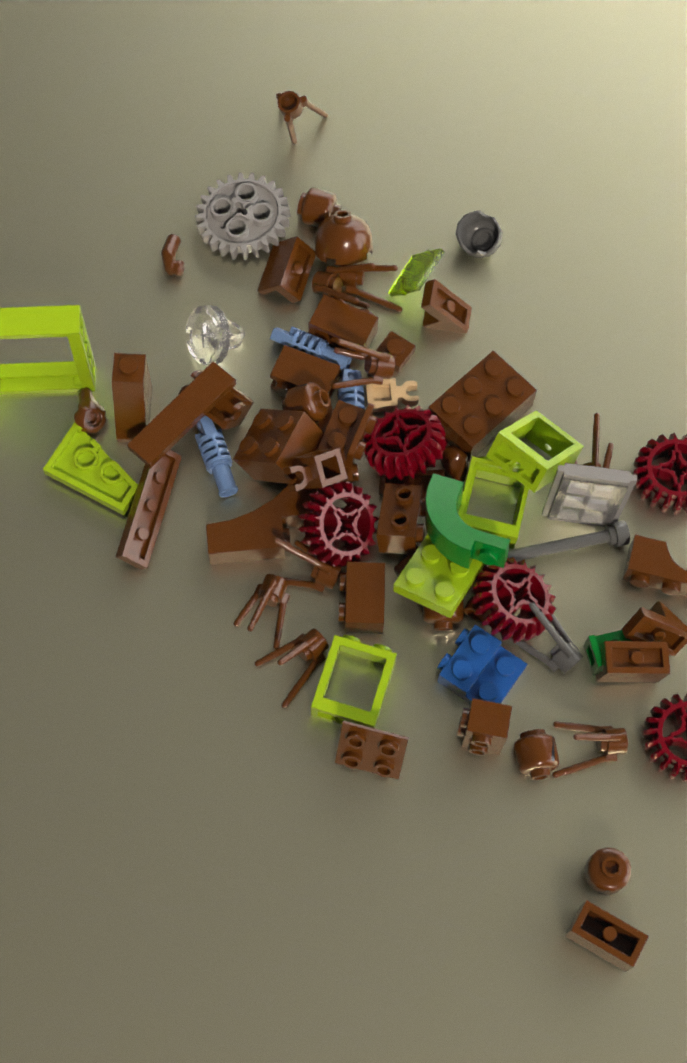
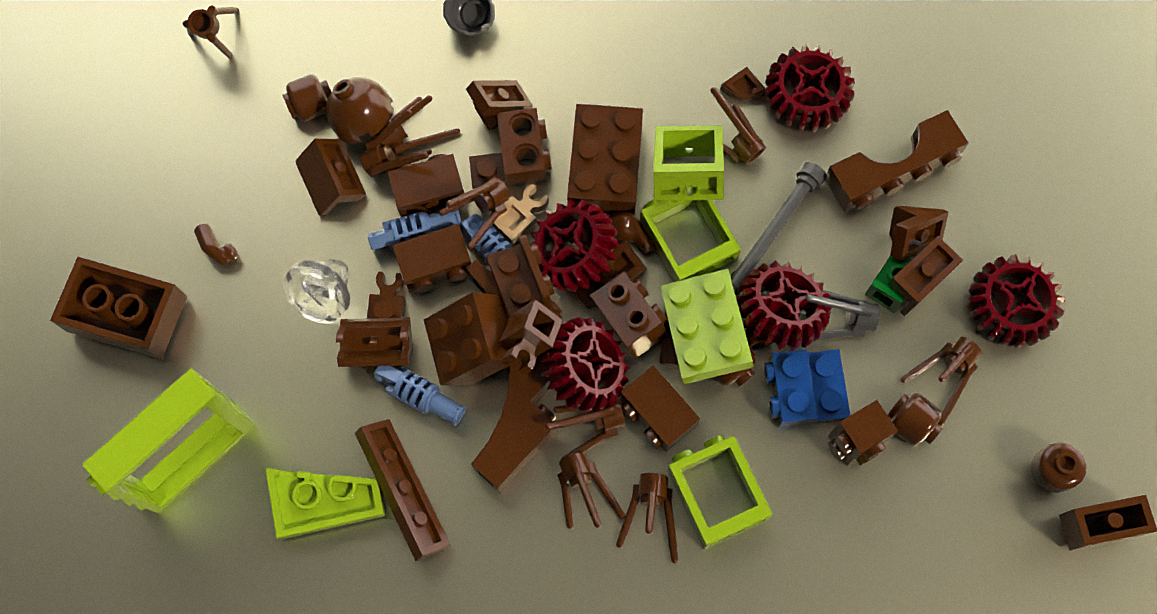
camera: 35 degrees left, 5 degrees up
(77, 245) = (119, 308): none -> reddish brown brick
(89, 413) = (272, 449): reddish brown animal -> none
(131, 395) = (300, 406): reddish brown slope -> none
(181, 414) = (360, 384): reddish brown tile -> none
(243, 216) = (246, 158): light grey gear -> none
(250, 382) = (387, 303): none -> reddish brown plate
(307, 398) = (460, 278): reddish brown head -> none
(371, 750) = (788, 537): reddish brown hinge -> none
(416, 272) = (446, 87): clear neon green piece -> none
(427, 350) = (518, 147): none -> reddish brown brick
(451, 534) = (688, 293): green arch -> none
(588, 494) = (772, 163): clear piece -> none
(629, 436) = (743, 86): none -> reddish brown tile

